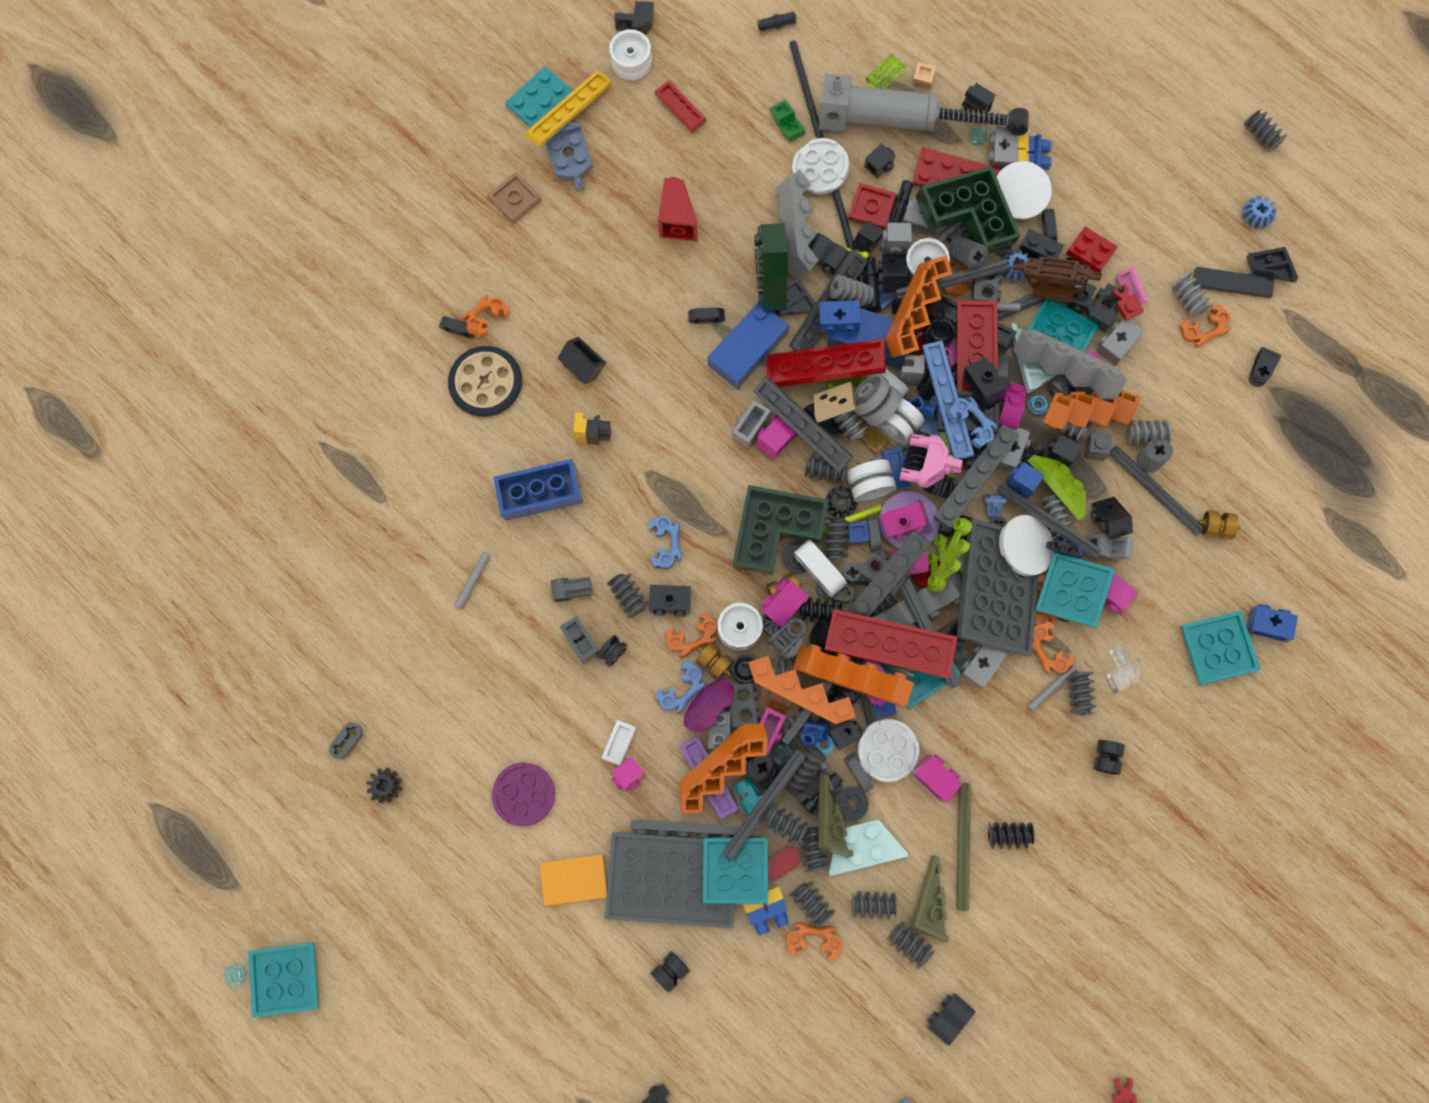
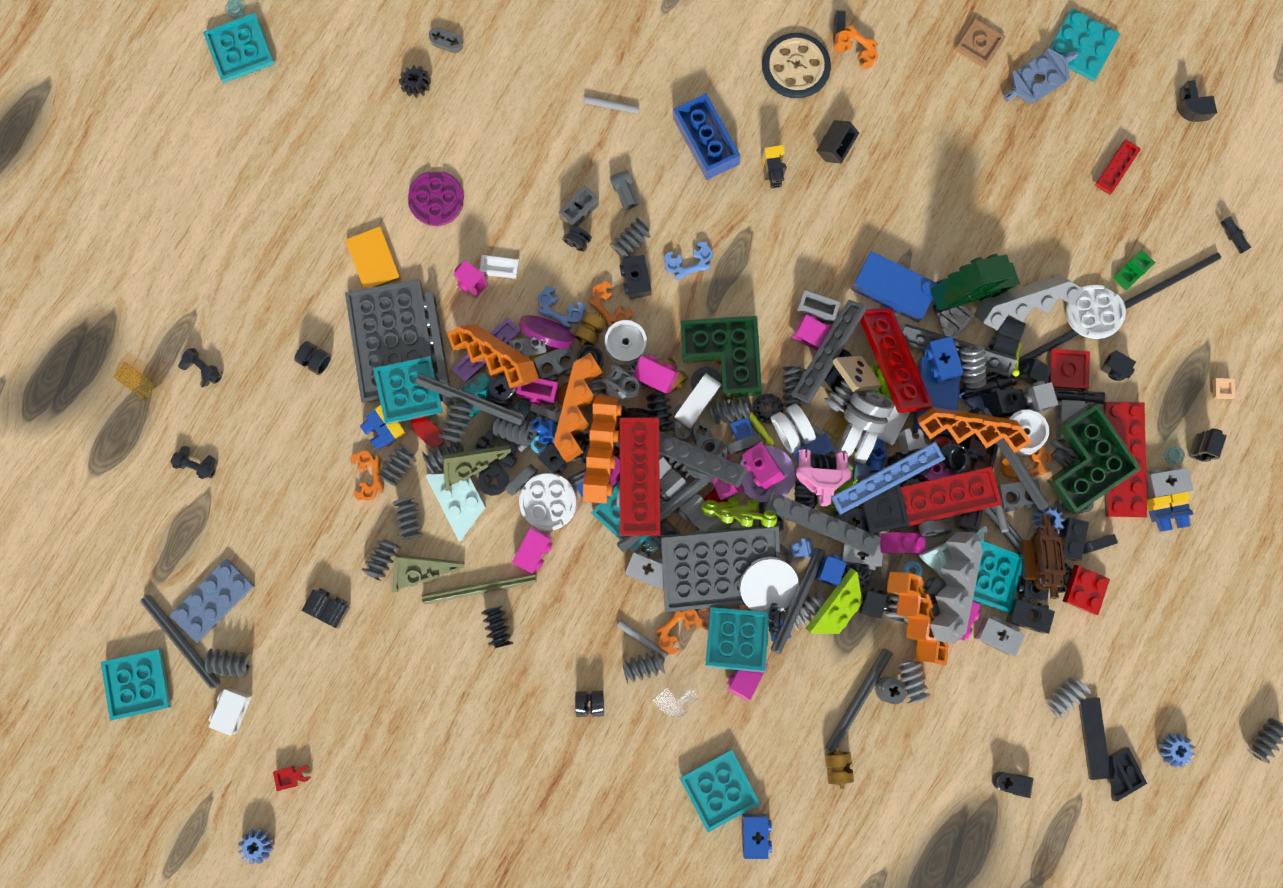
camera: 75 degrees right, 5 degrees up
(568, 108) = (1081, 63): yellow tile -> none
(630, 55) = (1155, 106): white wheel -> none
(676, 212) = (1006, 186): red slope -> none
(706, 315) = (913, 242): black beam -> none
(895, 62) = (1230, 353): clear neon green tile -> none
(899, 109) = (1166, 317): light grey piece -> none
(961, 408) = (881, 490): medium blue helmet -> none
(968, 252) = (1045, 467): dark grey piece -> none
(985, 382) = (914, 508): black brick -> none
(1025, 189) = (1128, 508): white tile -> none
(1098, 446) = (886, 635): dark grey brick -> none
(1111, 518) = (816, 660): black brick -> none
(1111, 550) = (789, 665): light grey brick -> none
(1127, 305) = (1037, 635): red plate -> none
(1132, 280) = (1058, 637): bright pink plate -> none
(1191, 332) = (1051, 732): orange helmet -> none

